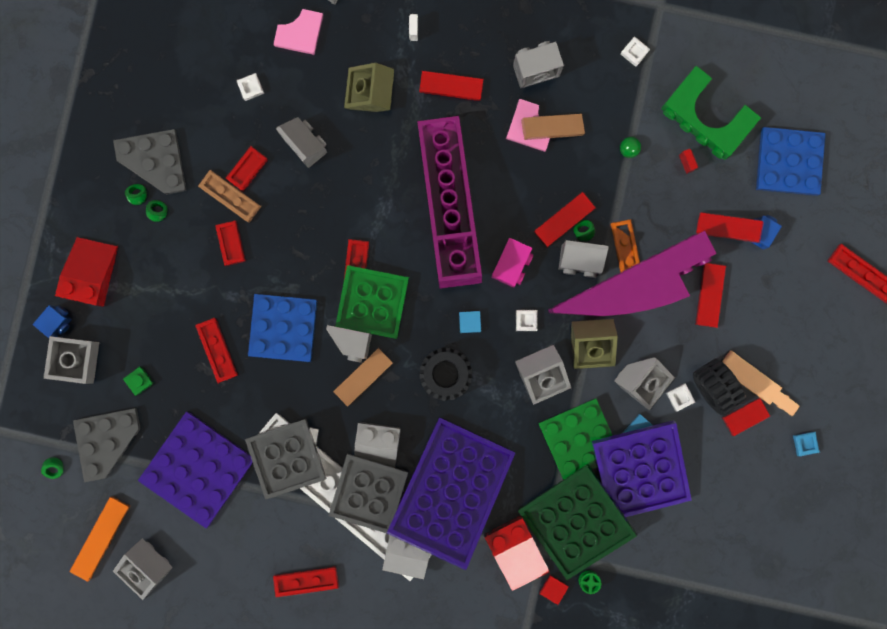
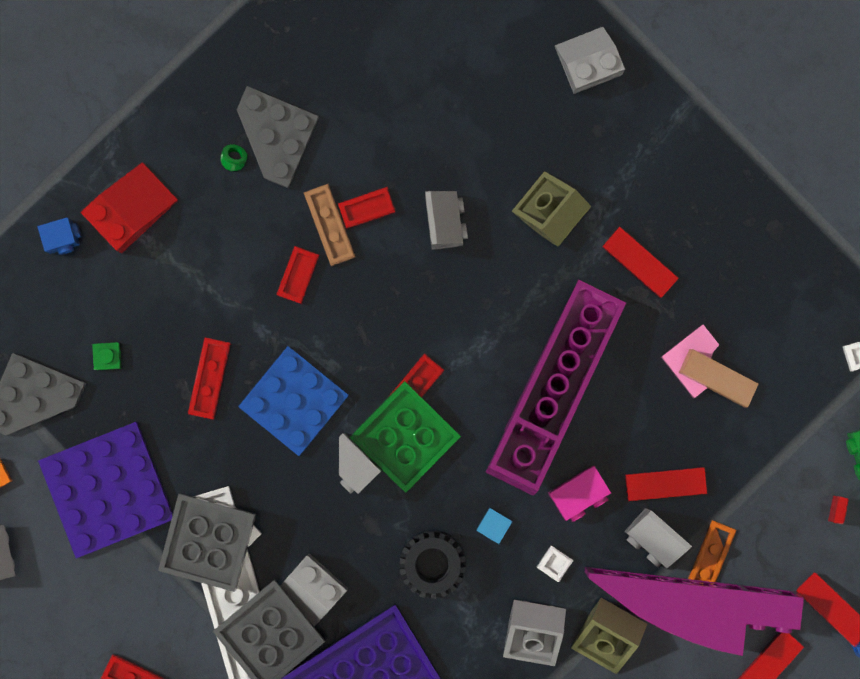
camera: 35 degrees right, 0 degrees up
(71, 360) = (53, 289): light grey brick -> none
(156, 216) = (237, 194): green piece -> none
(250, 87) = (427, 123): white tile -> none
(301, 34) = (517, 102): bright pink tile -> none
(363, 377) = (343, 509): medium nougat tile -> none
(413, 27) = (640, 175): white tile -> none
(538, 64) = (745, 302): light grey brick -> none
(584, 236) = (679, 517): green piece -> none
(630, 147) = (786, 453): green piece -> none

